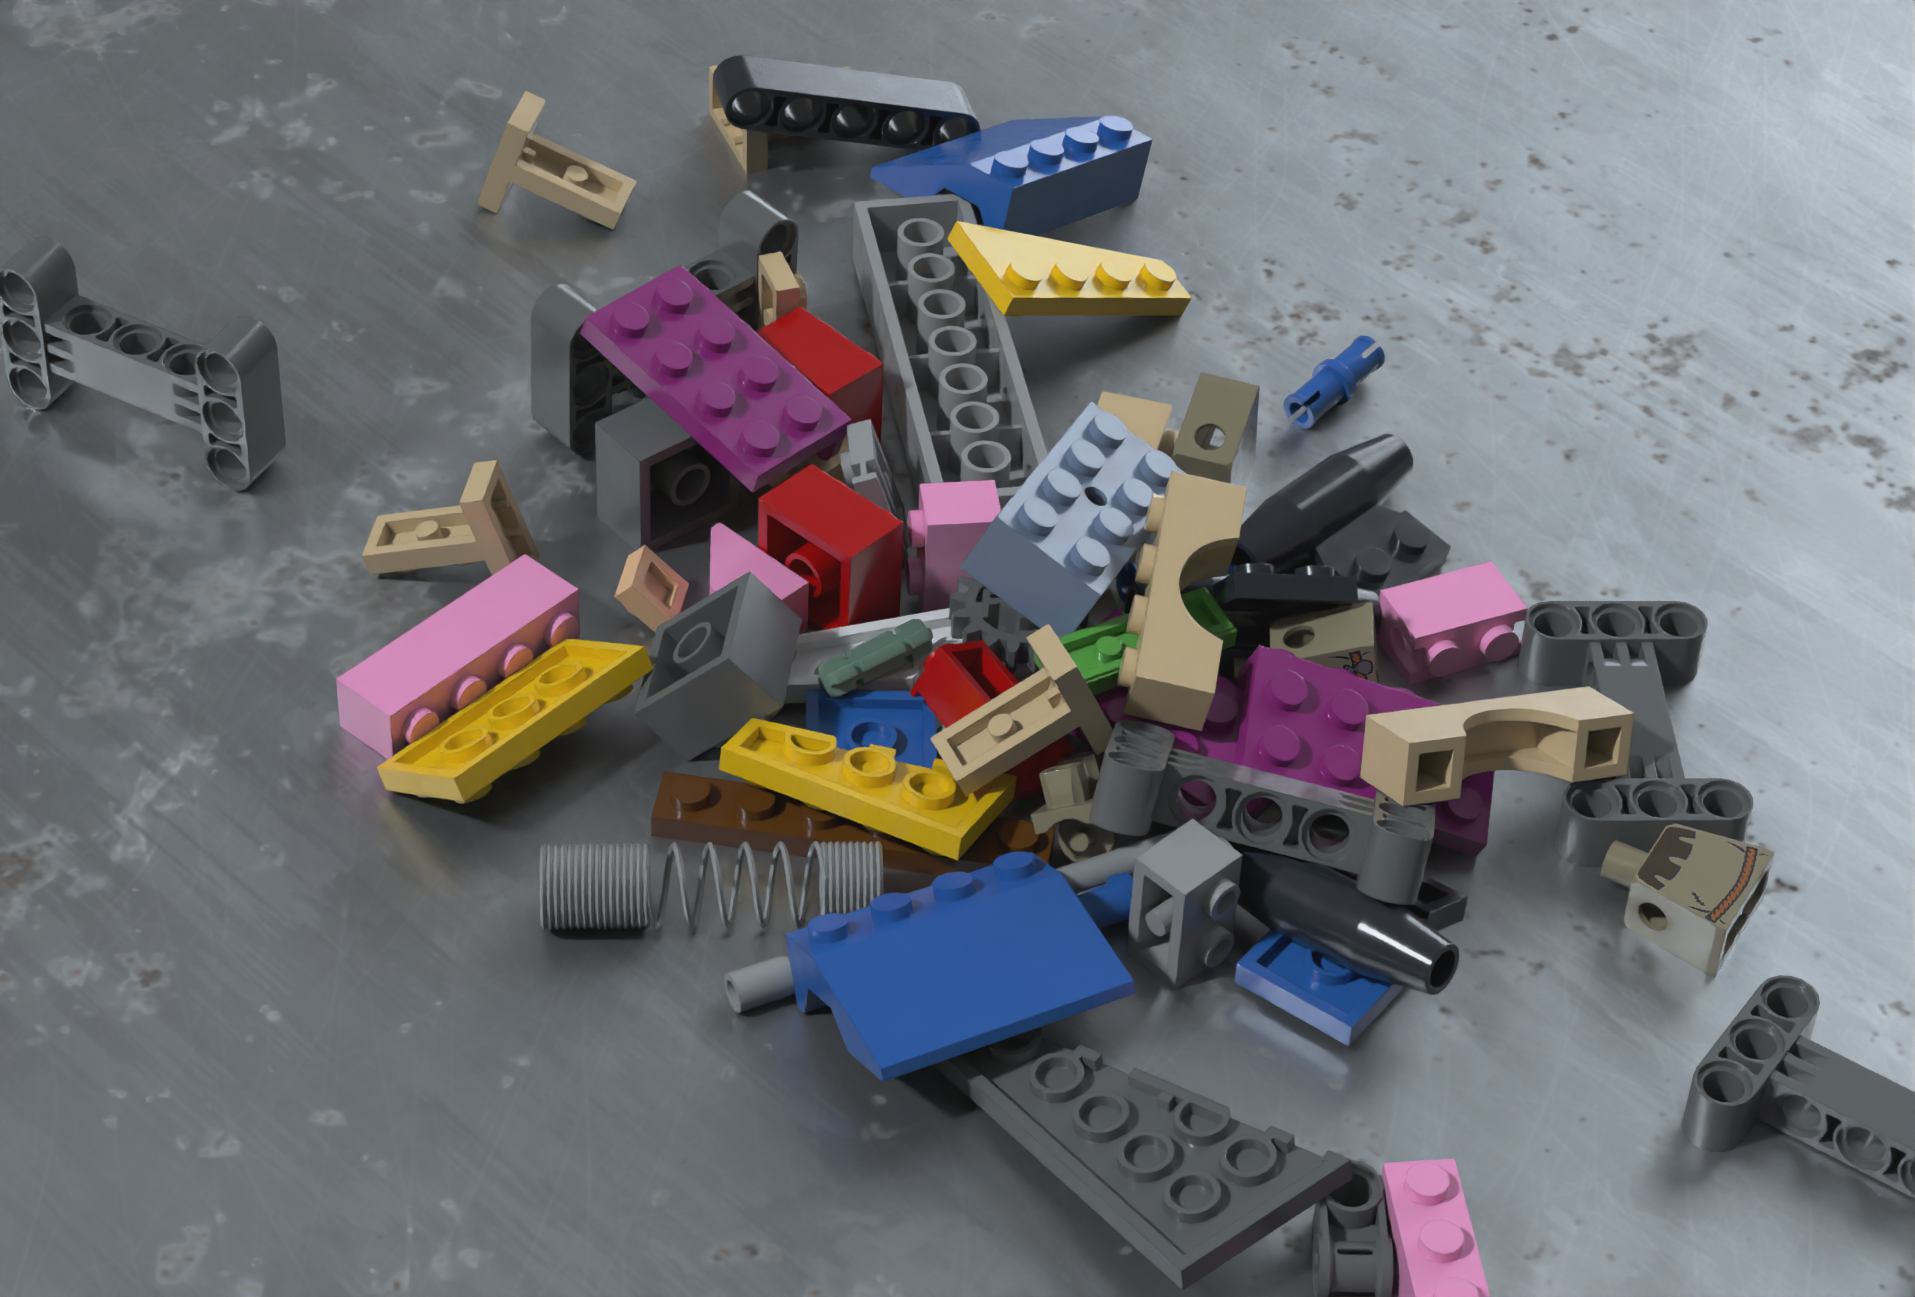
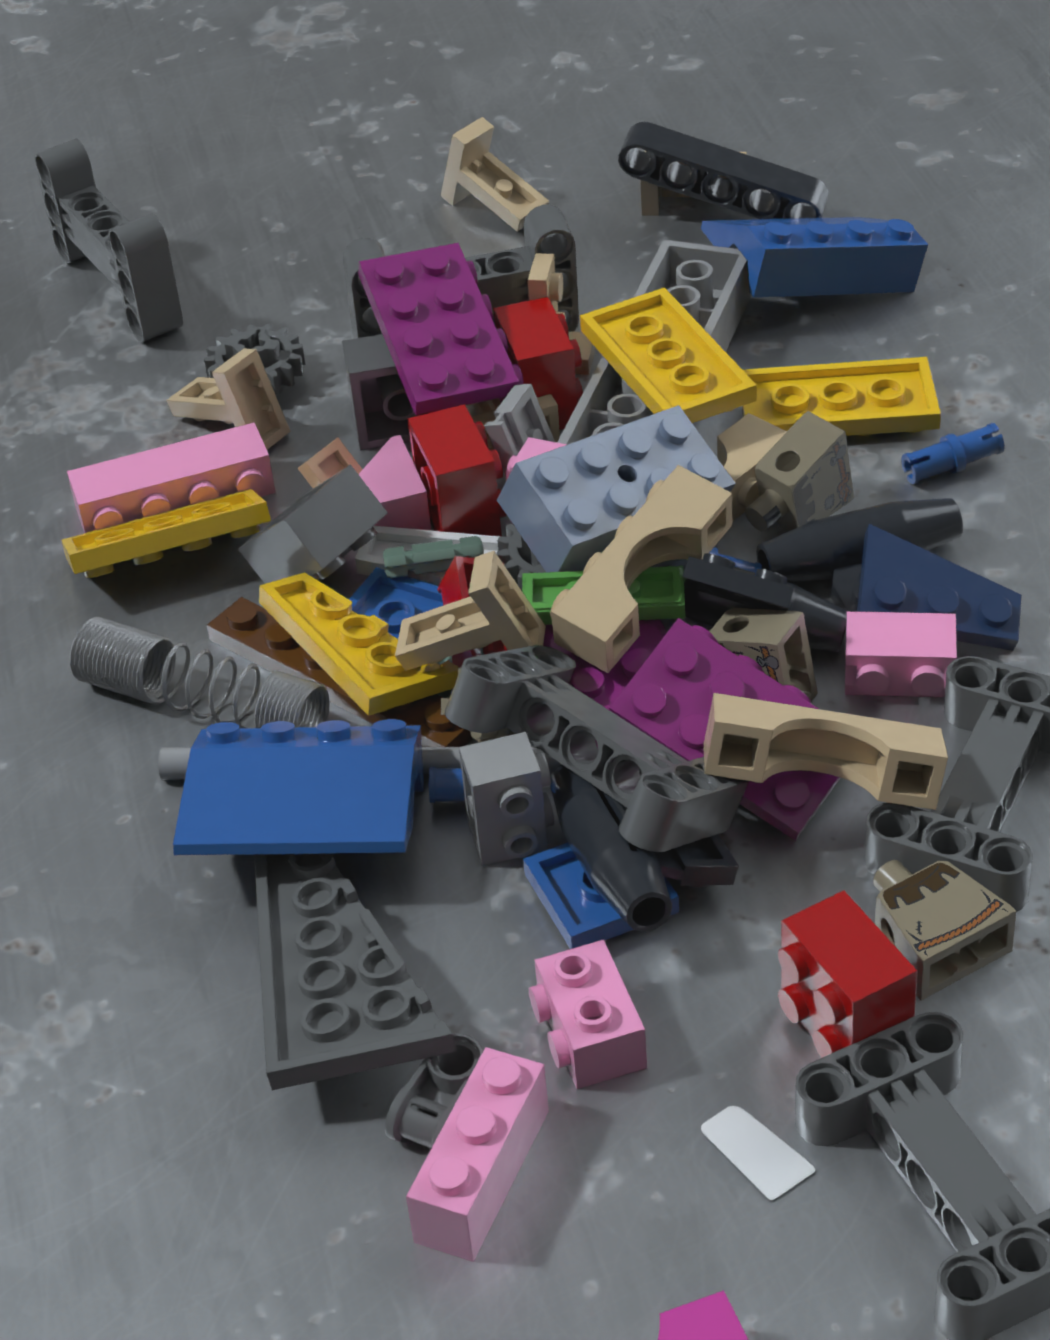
camera: 35 degrees right, 0 degrees up
(424, 469) = (278, 351): none -> dark grey gear
(992, 348) = (668, 356): none -> yellow plate
(1065, 278) = (781, 326): yellow wing -> none
(1165, 346) = (851, 395): none -> yellow plate
(1420, 539) = (913, 580): none -> dark blue wing
(1429, 1097) = (589, 1015): none -> bright pink brick
(1672, 975) = (842, 975): none -> red brick
(1673, 1178) = (757, 1151): none -> white sticker

